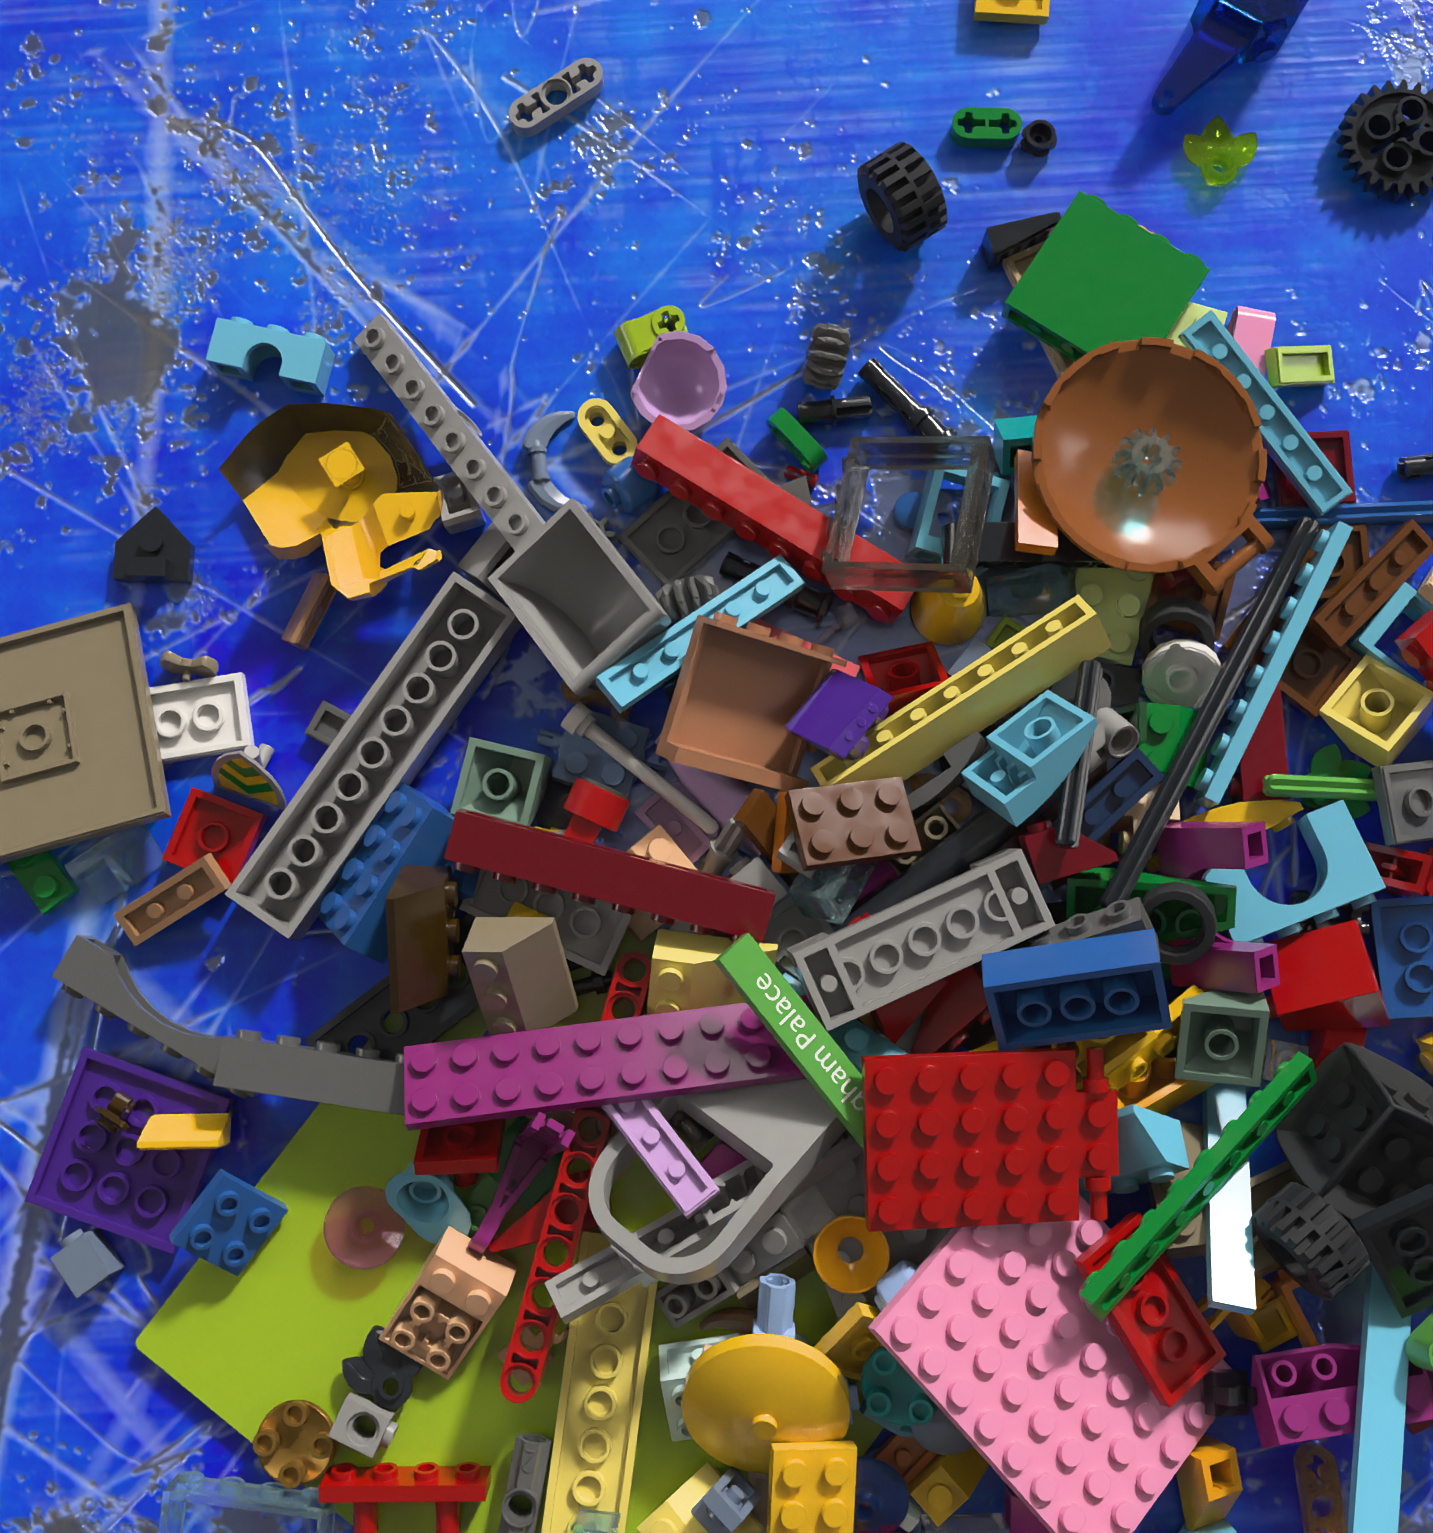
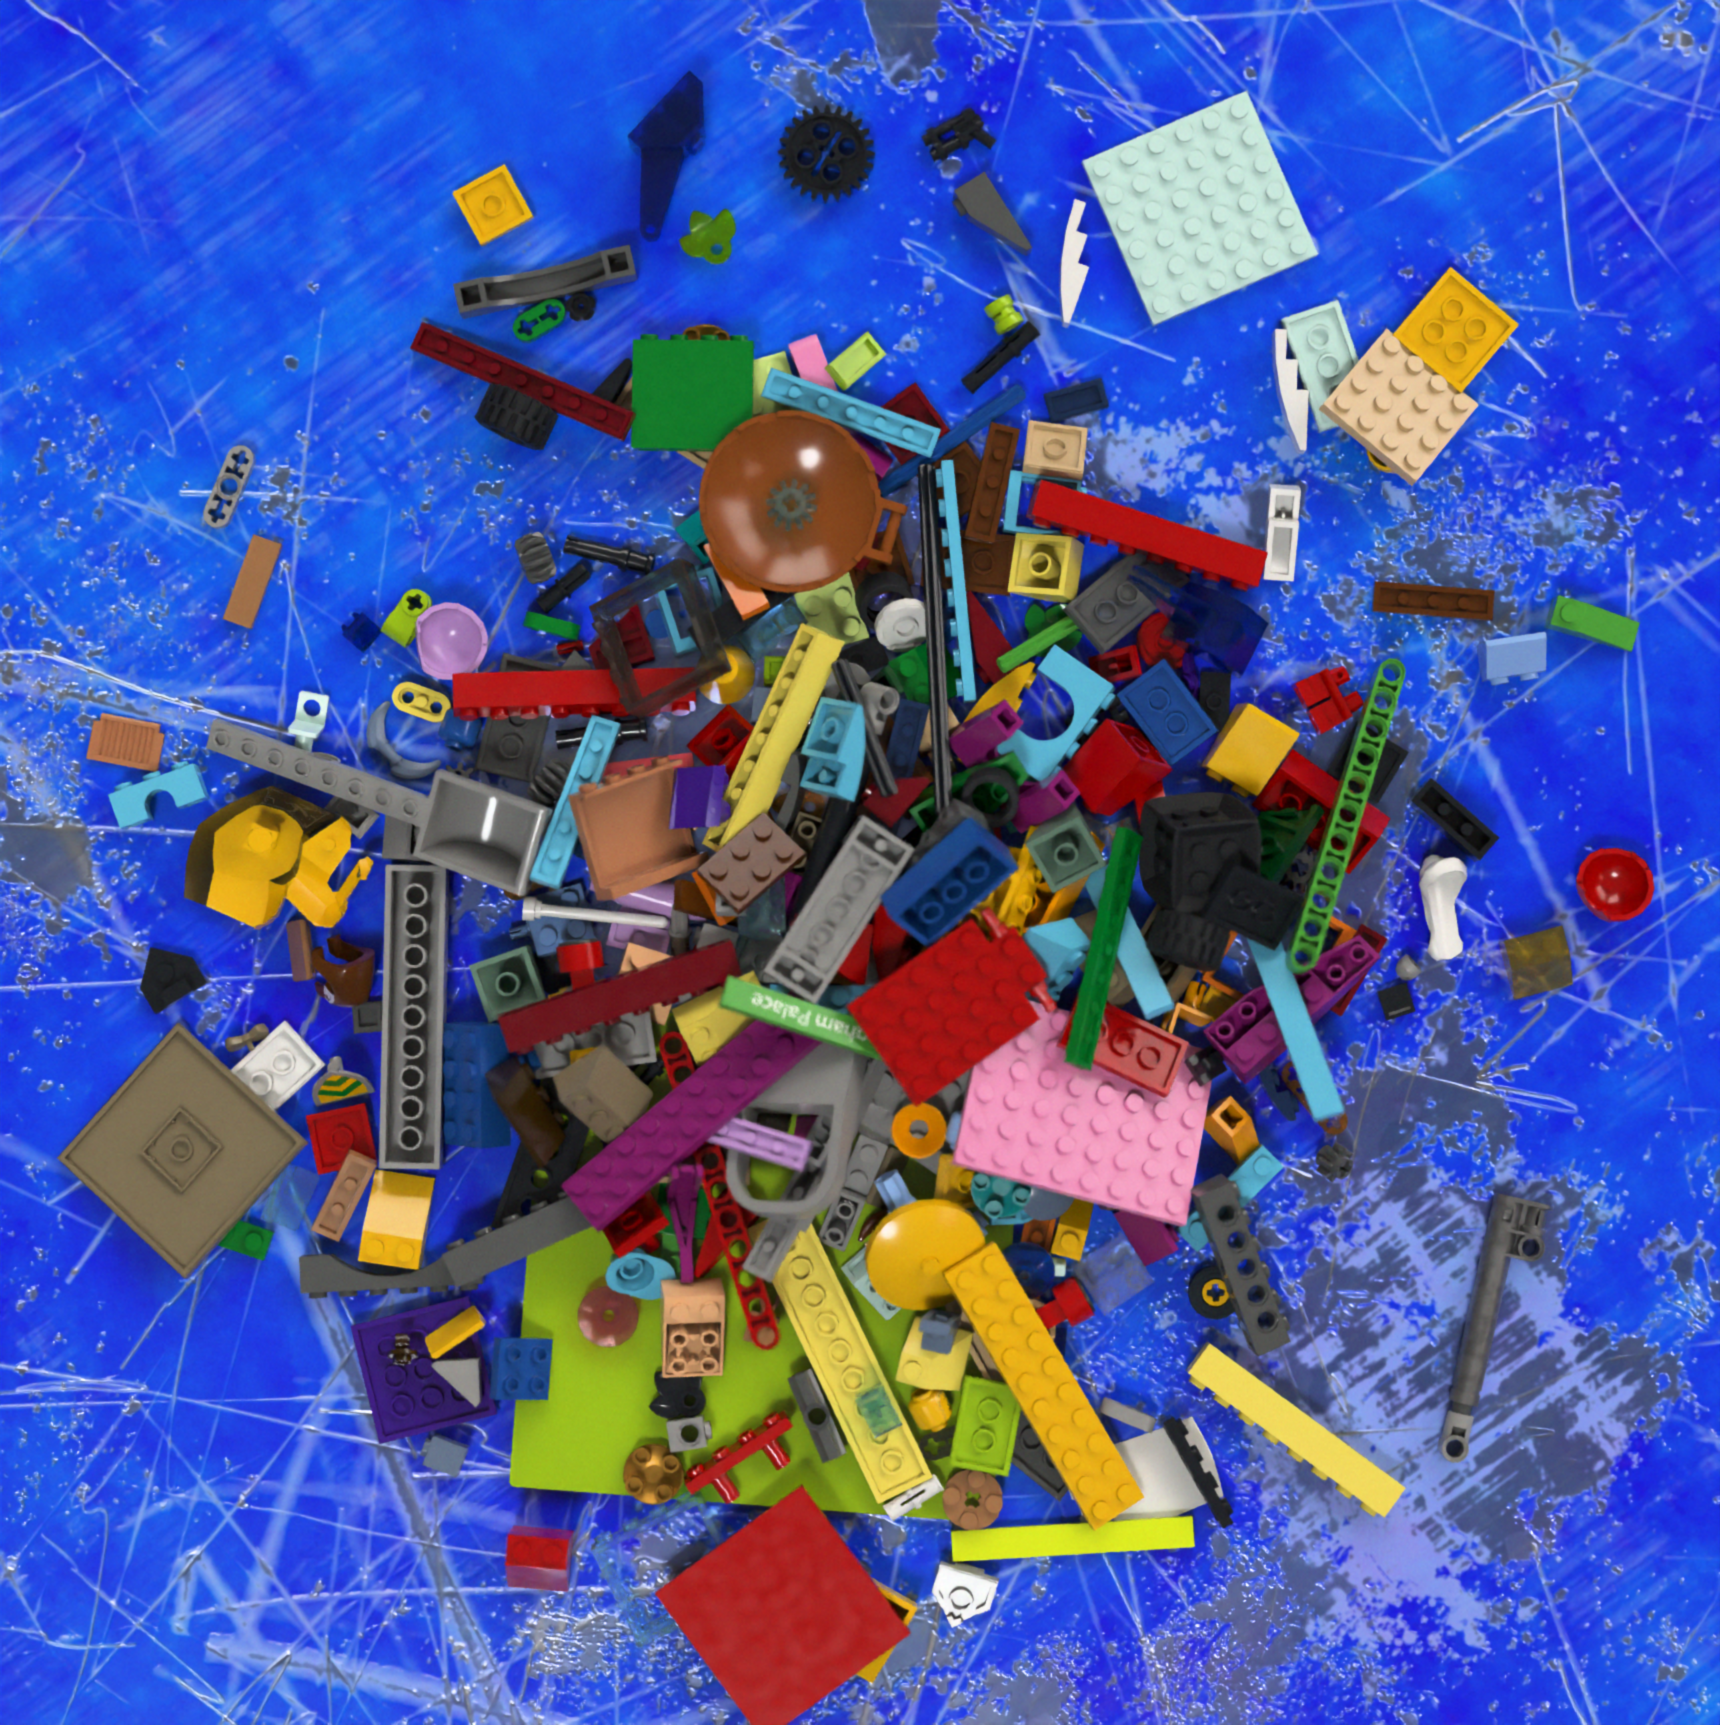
camera: 40 degrees left, 5 degrees up
(109, 1447) = (539, 1558): none -> slope
(159, 1188) = (463, 1375): none -> light grey slope
(210, 966) = (397, 1220): none -> yellow slope
(278, 285) = (126, 742): none -> nougat window
(330, 672) = (349, 982): none -> reddish brown piece
(471, 380) = (307, 726): none -> light aqua bracket
(516, 205) = (252, 581): none -> medium nougat tile
(593, 322) = (361, 632): none -> clear blue tile
(875, 508) = (634, 640): none -> dark red wing
(956, 67) = (515, 290): none -> dark grey arch
(966, 210) = (501, 370): none -> dark red tile
(1283, 1488) = (1282, 1100): none -> dark blue slope

